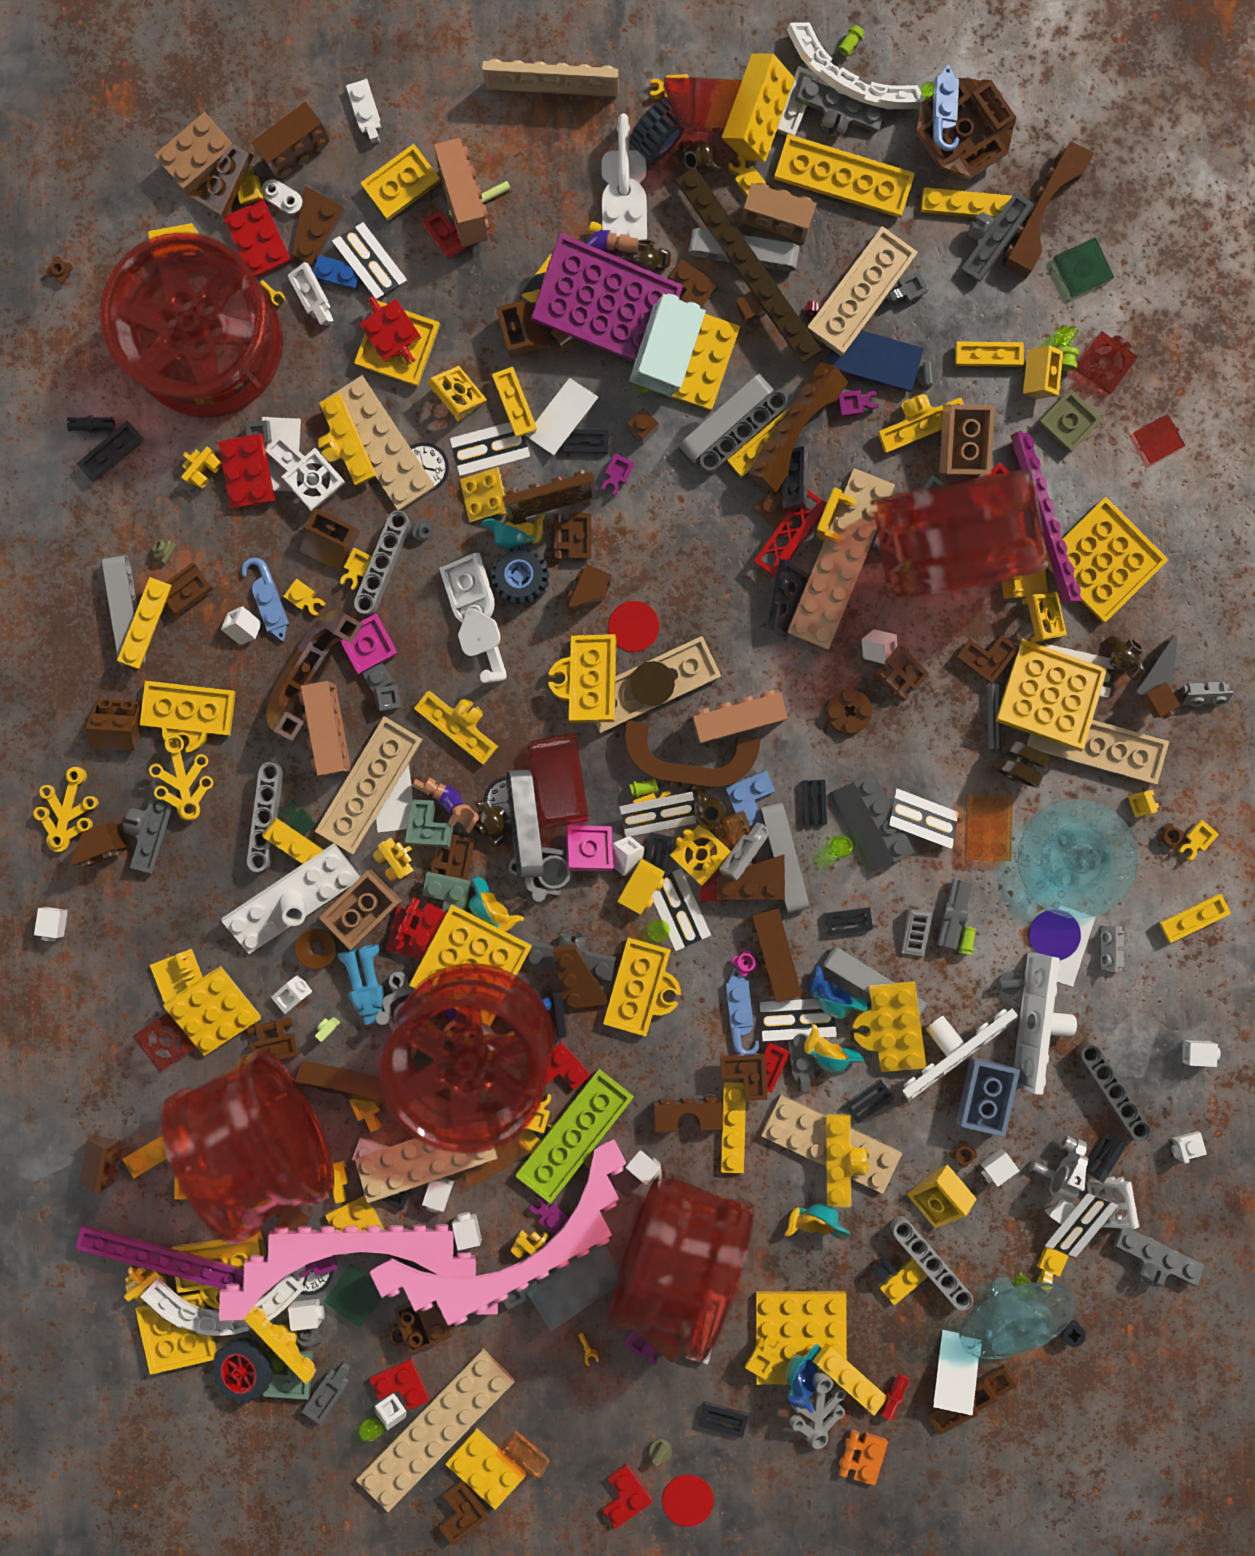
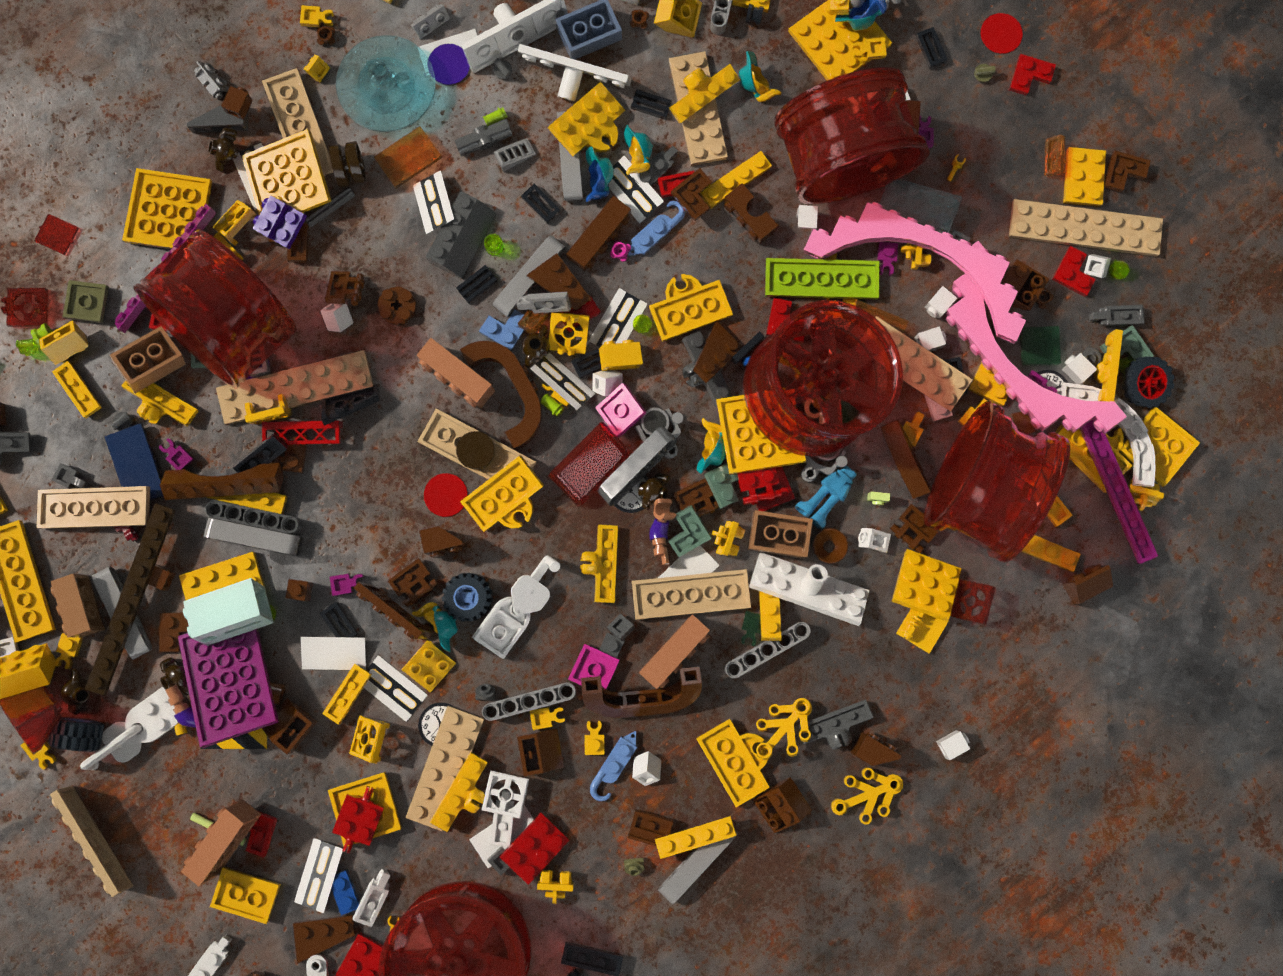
camera: 130 degrees left, 5 degrees down
(1012, 657) = (279, 221): none -> plate

